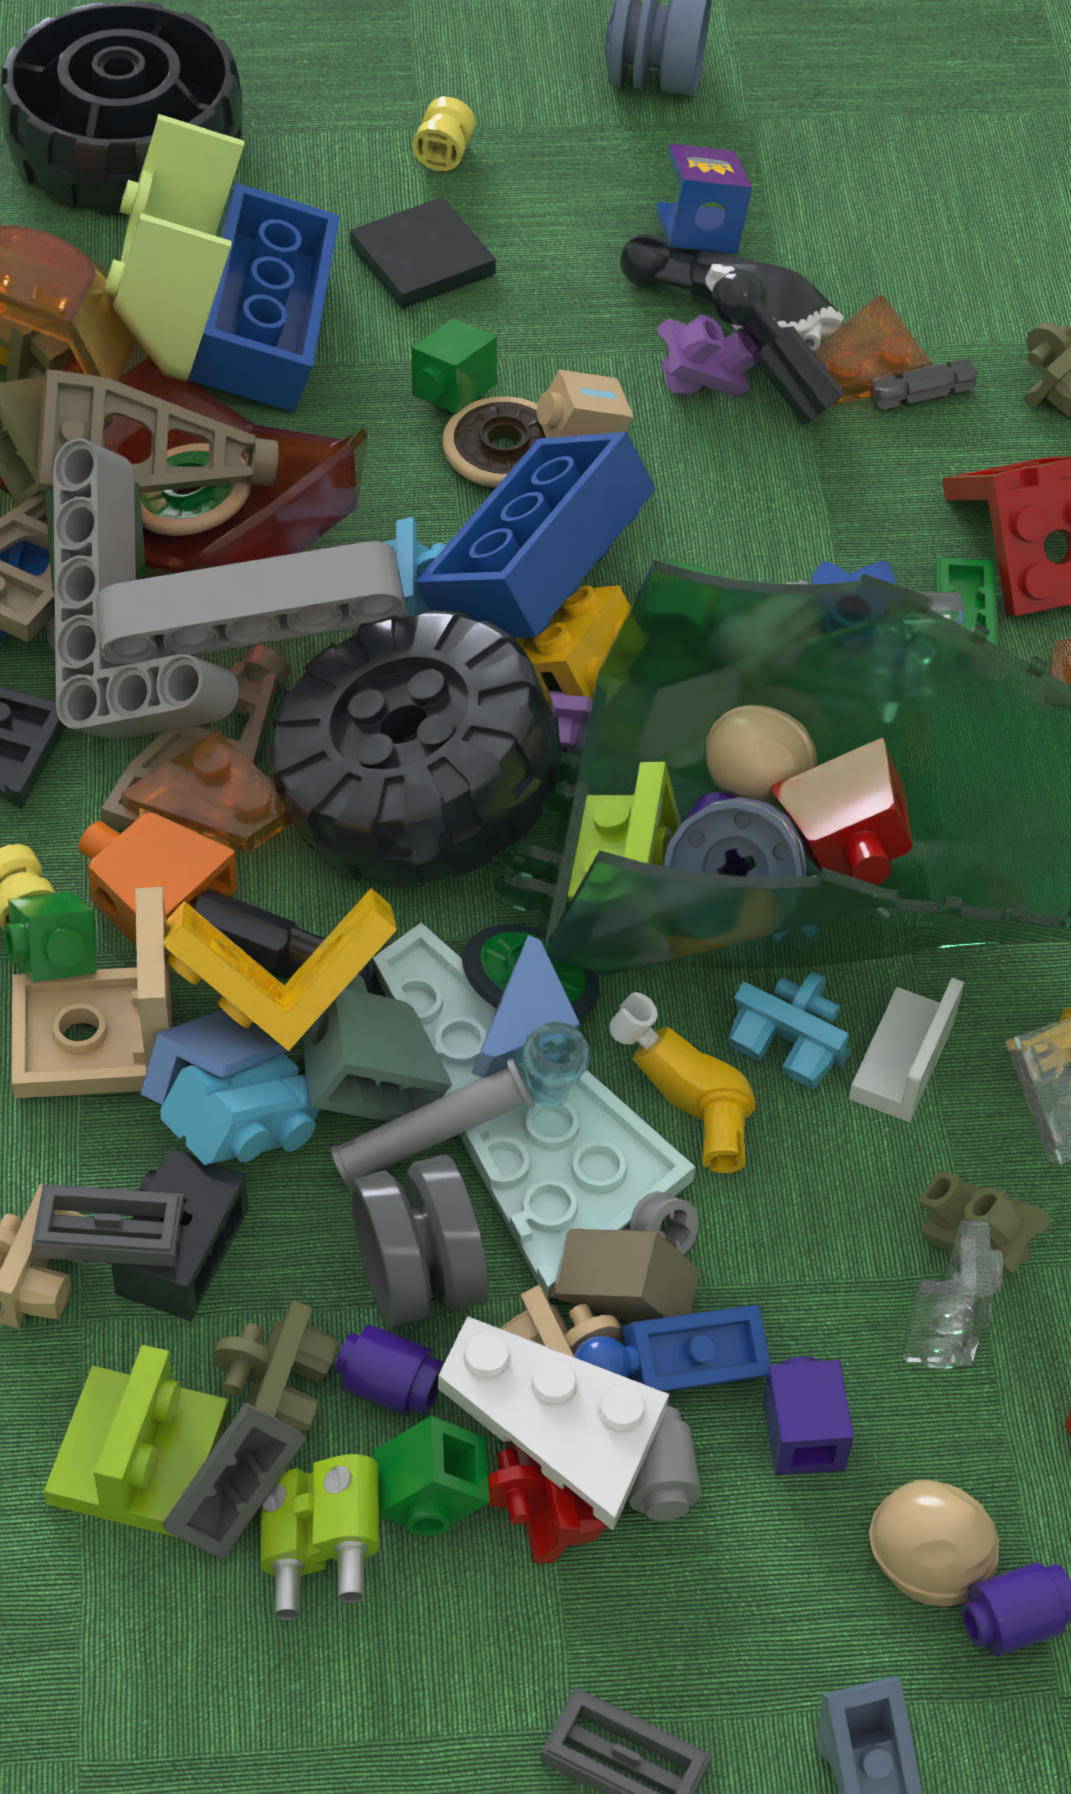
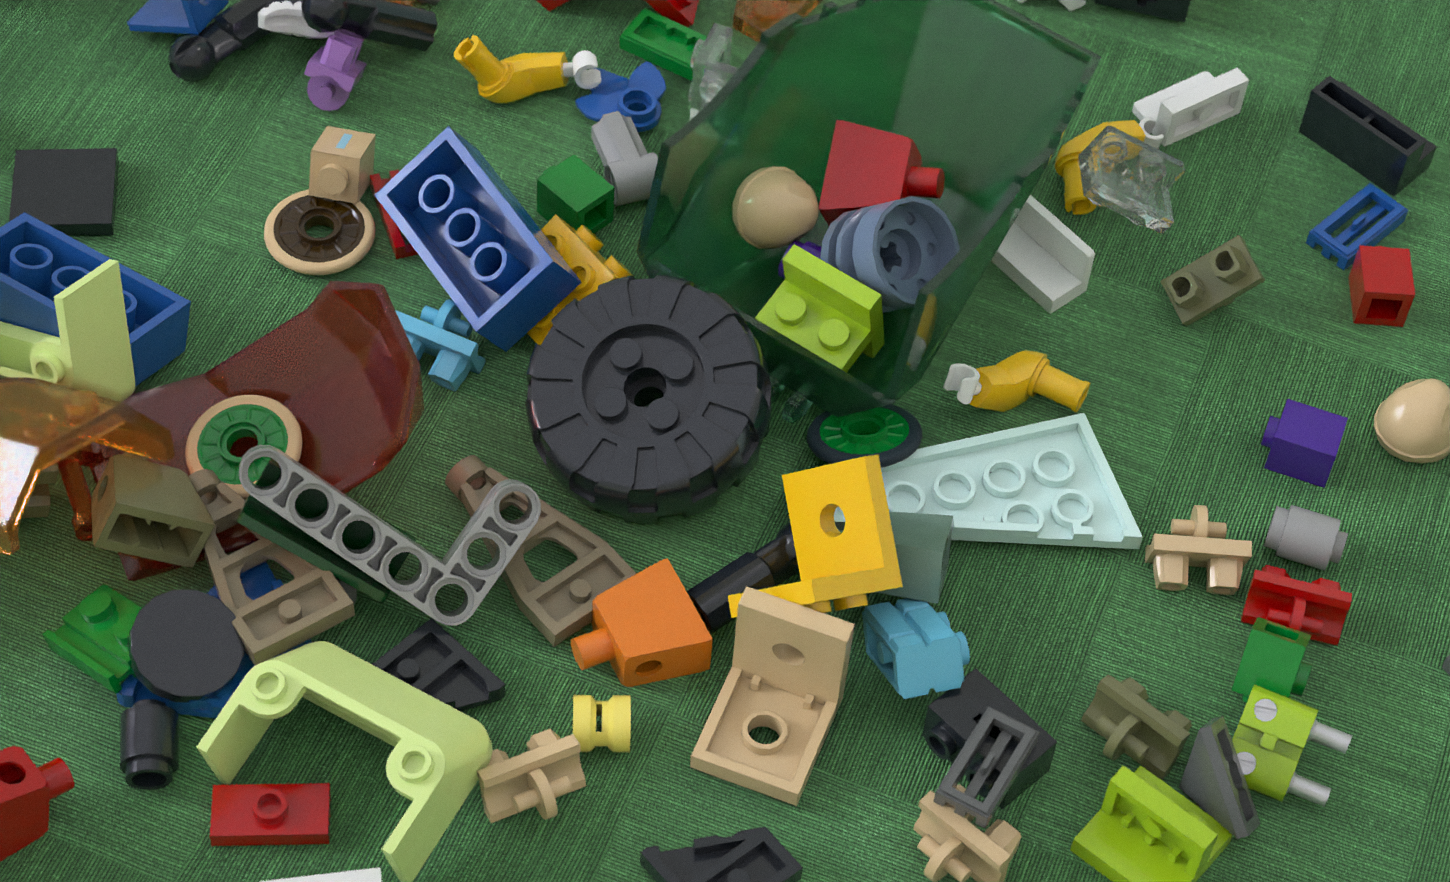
camera: 65 degrees left, 0 degrees up
(51, 936) = (678, 710): green brick -> none
(79, 403) = (197, 473): dark tan plate -> none
(209, 1042) = (875, 631): medium blue panel -> none
(214, 794) = (596, 551): clear orange wing -> none
(250, 602) = (469, 429): light grey beam -> none
(389, 1371) = (1166, 656): dark purple brick -> none
(419, 1241) = (1087, 586): dark grey wheel -> none
(433, 1123) = (979, 541): light grey pin -> none
(454, 365) = (232, 220): green brick -> none
(529, 1001) = (926, 439): medium blue slope -> none
(555, 1061) = (990, 436): clear light blue cone -> none
(563, 1412) = (1268, 559): white wing -> none
(625, 1274) = (1157, 490): dark tan slope -> none
(681, 1215) = (1120, 452): light grey bush -> none
(686, 1350) = (1232, 485): blue plate -> none
(814, 1040) = (1012, 303): medium azure hips -> none
(819, 501) = (524, 73): none -> yellow arm
(952, 1312) = (1269, 314): clear bracket -> none

